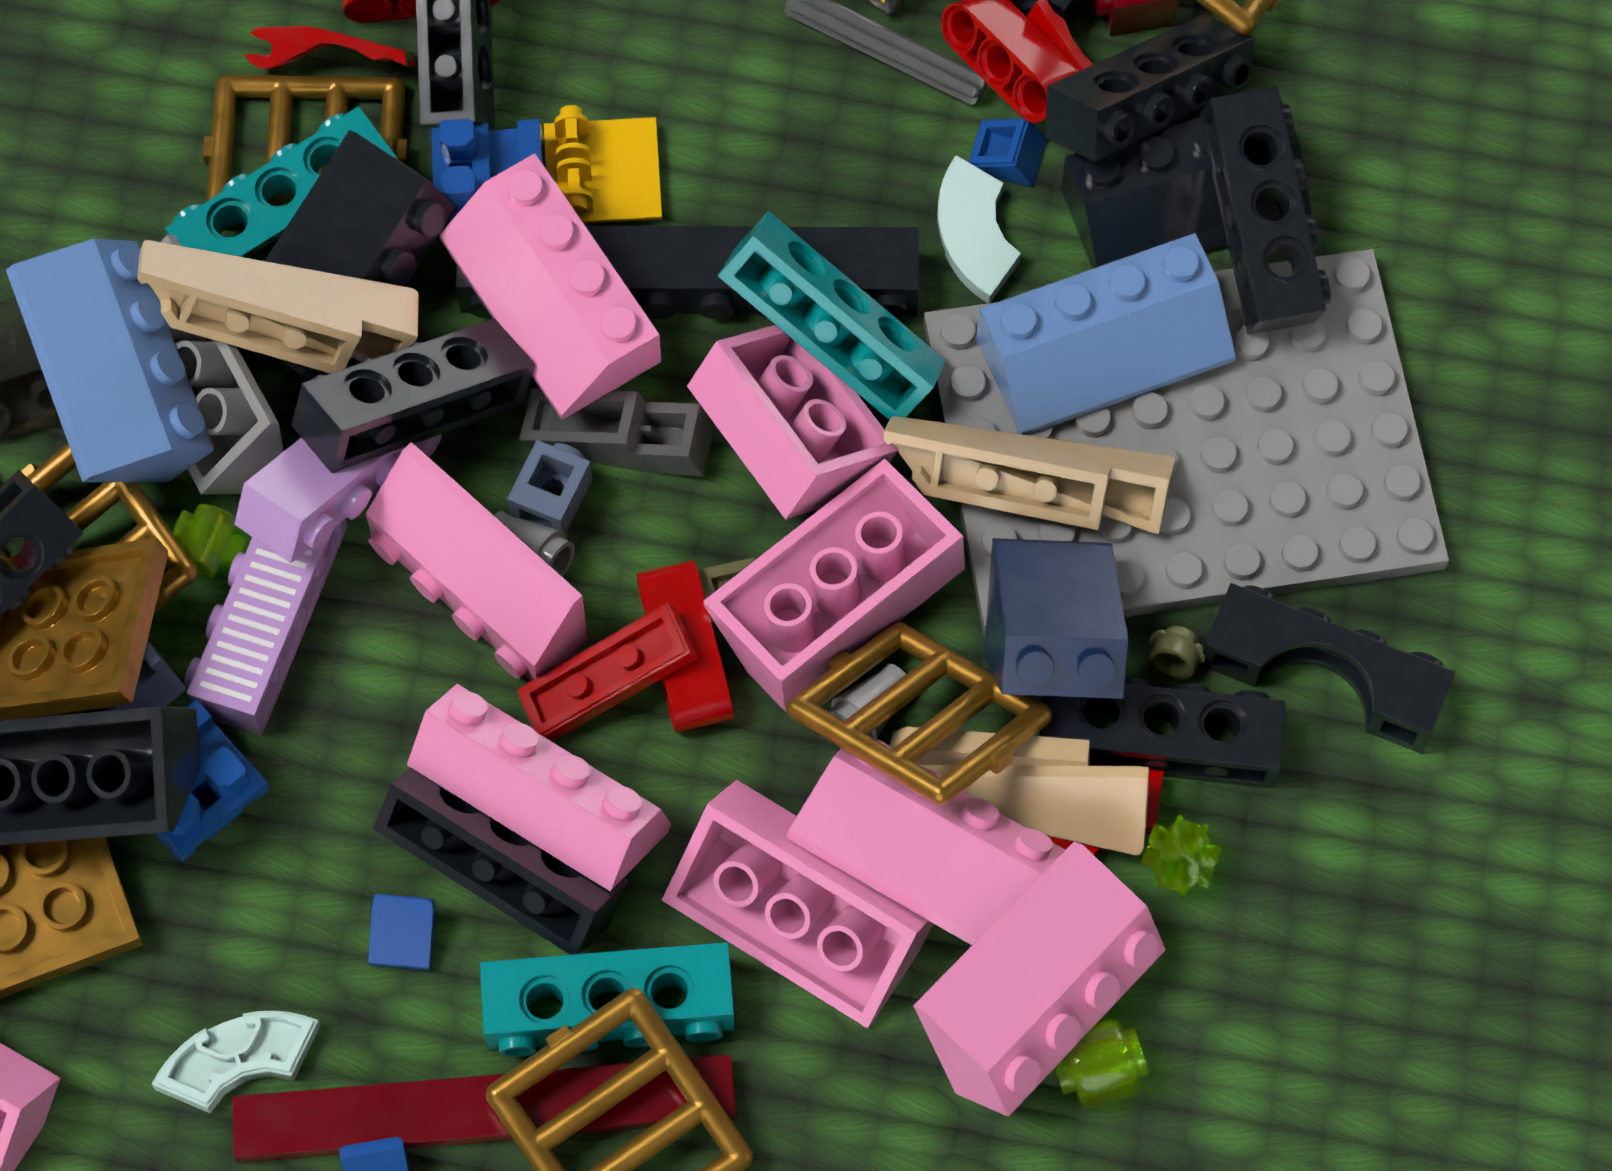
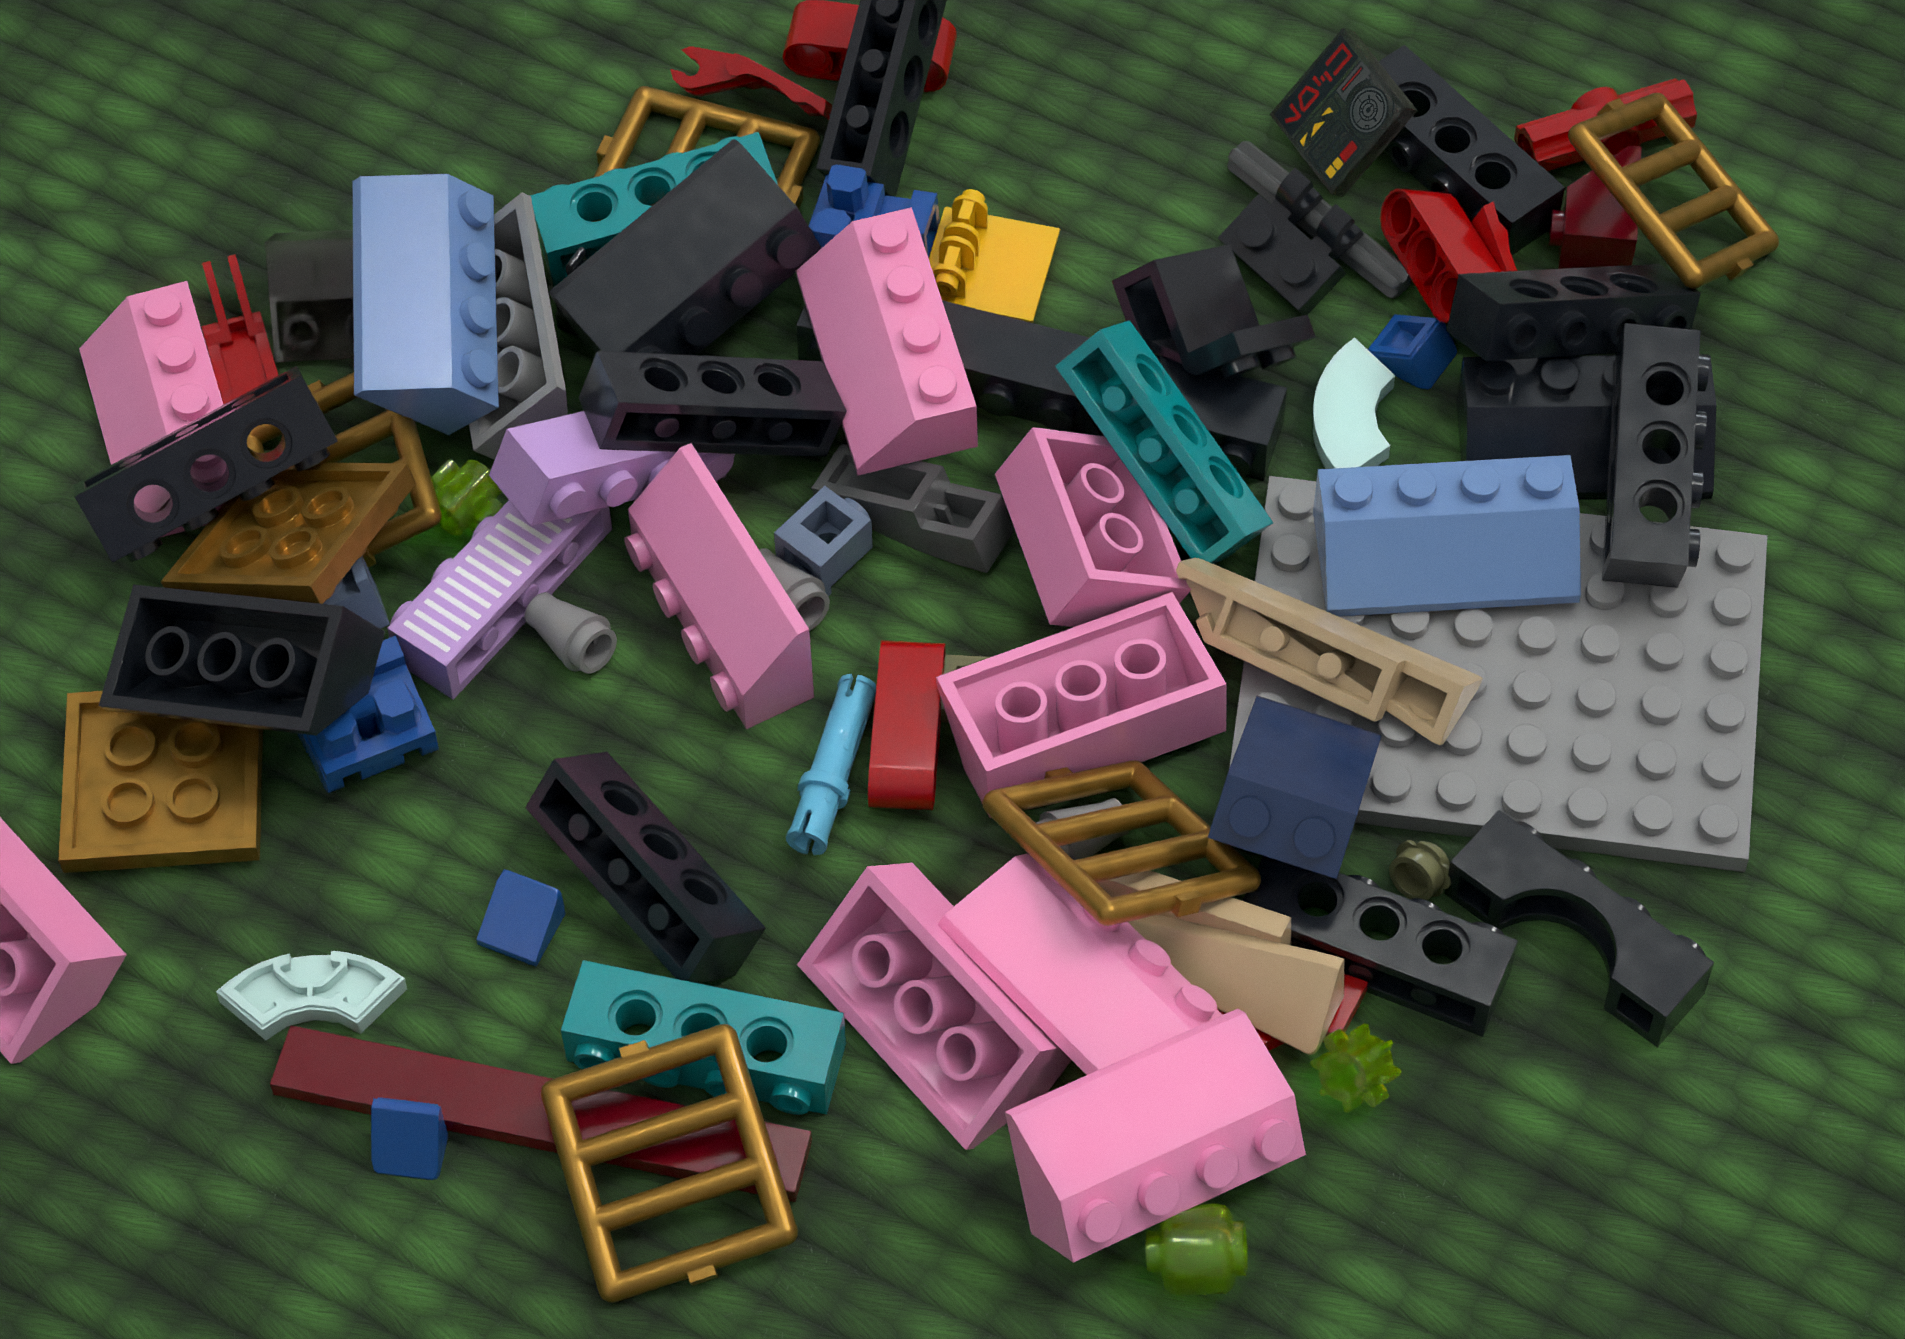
camera: 20 degrees right, 10 degrees down
(278, 307) = (601, 282): tan wedge -> none
(351, 643) = (574, 634): none -> light grey cone
(535, 787) = (702, 808): bright pink slope -> none
(607, 673) = (816, 725): red tile -> none
(631, 729) = (825, 785): none -> medium azure pin
(821, 182) = (1202, 315): none -> black piece
(866, 90) = (1284, 256): none -> black plate

